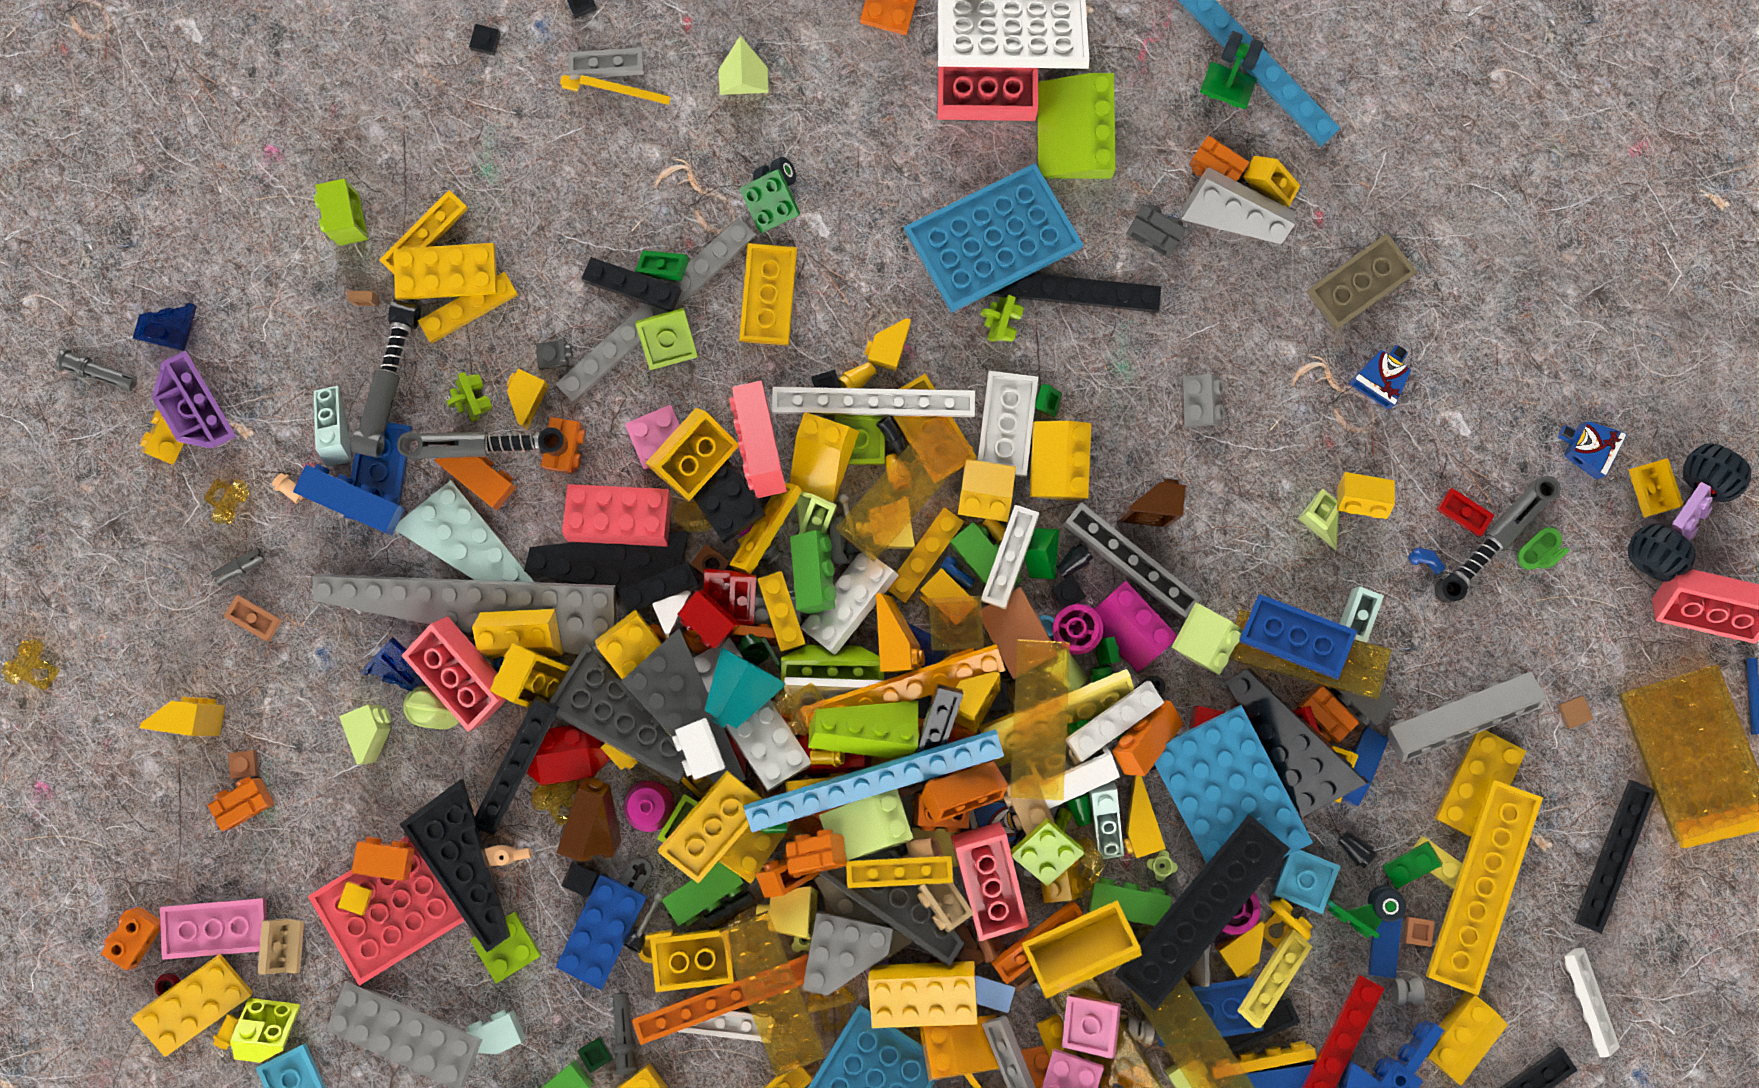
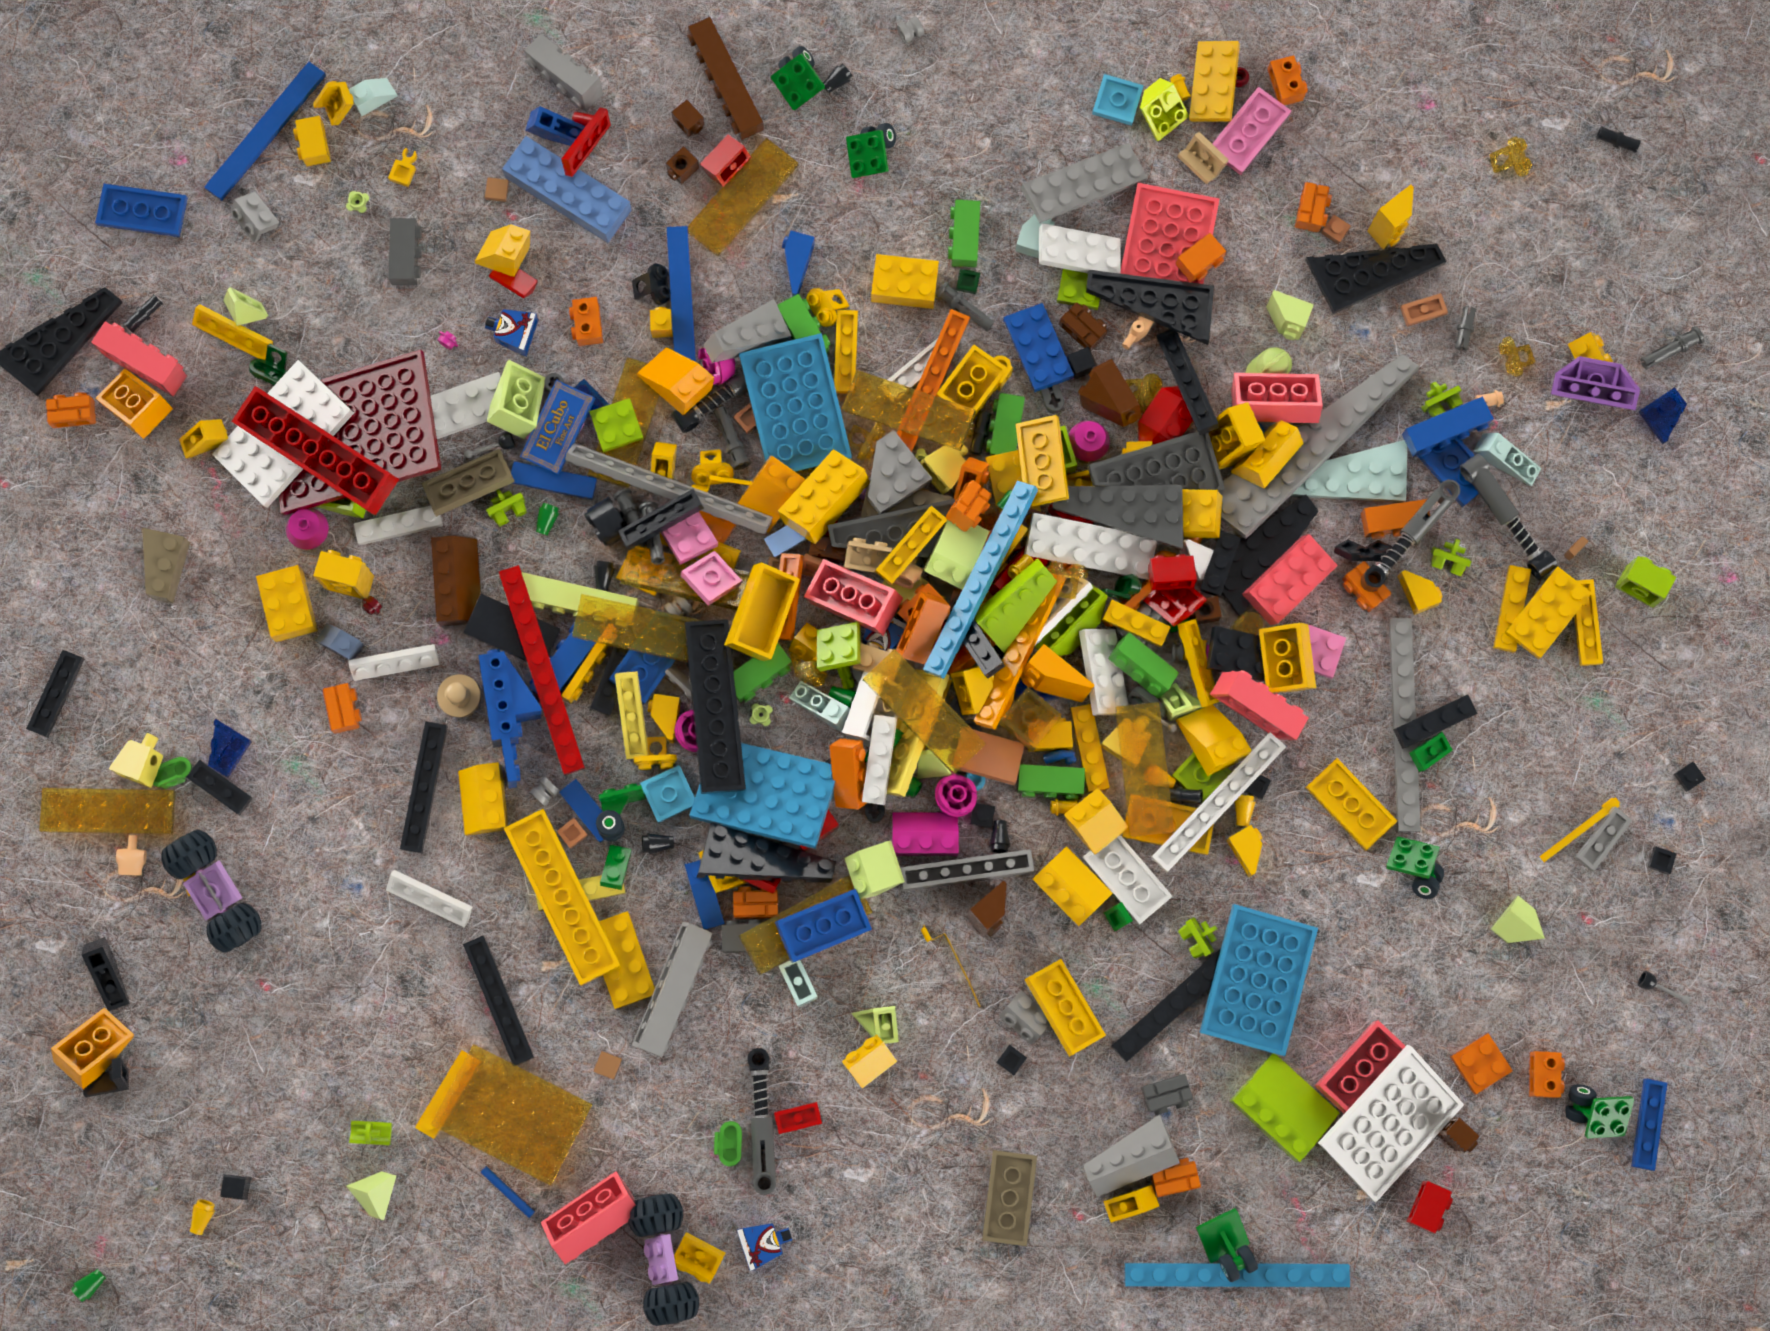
camera: 130 degrees right, 5 degrees down
(264, 700) = (1364, 274): none -> black wing
(317, 521) = (1434, 405): none -> lime hips
(355, 898) = (1192, 223): yellow tile -> none
(392, 666) = (1319, 363): clear blue wing -> none
(475, 979) = (1078, 250): none -> white plate
(539, 479) = (1357, 552): none -> black tile
(545, 908) = (1083, 326): none -> reddish brown brick
(553, 354) = (1432, 634): dark grey bracket -> none
(635, 939) = (1016, 361): hinge -> none
(666, 339) = (1378, 711): lime plate -> none
(699, 749) = (1097, 492): white slope -> none
(738, 689) = (1111, 550): teal slope -> none
(1010, 557) = (1040, 793): white plate -> none
(1042, 553) = (1024, 821): green slope -> none
(1107, 651) = (923, 804): green plate -> none
(1141, 825) = (796, 723): yellow slope -> none
(1166, 375) = (1065, 1007): none -> yellow plate
(1215, 541) = (928, 938): none -> yellow piece
(1249, 381) = (1011, 1060): none -> black plate
(1383, 377) = (934, 1150): torso -> none
(1427, 556) = (793, 1065): blue arm -> none

